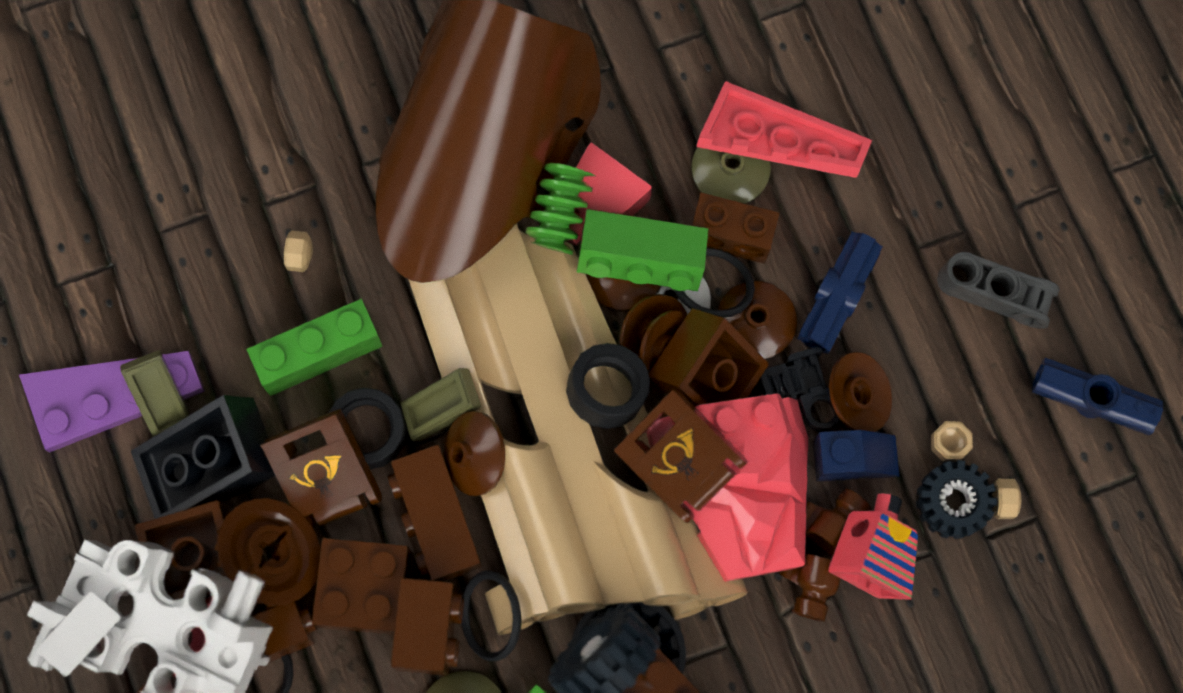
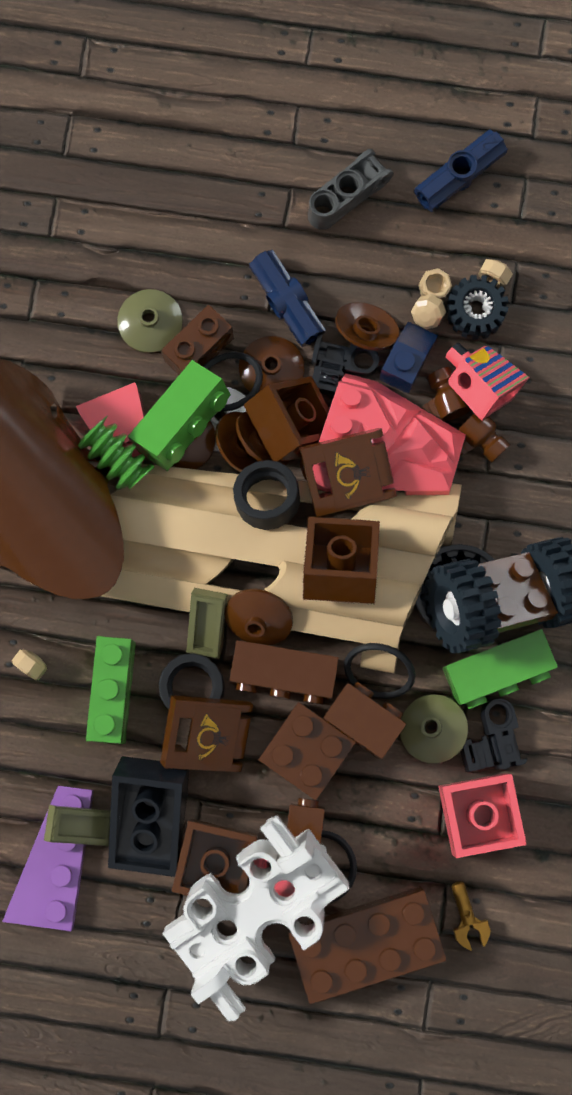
camera: 55 degrees left, 5 degrees up
(78, 633) = (233, 973): white sticker -> none
(295, 554) = (253, 784): reddish brown gear -> none
(576, 498) = (341, 560): none -> reddish brown brick
(774, 132) = (145, 273): coral wing -> none
(917, 449) = (428, 311): none -> tan tile

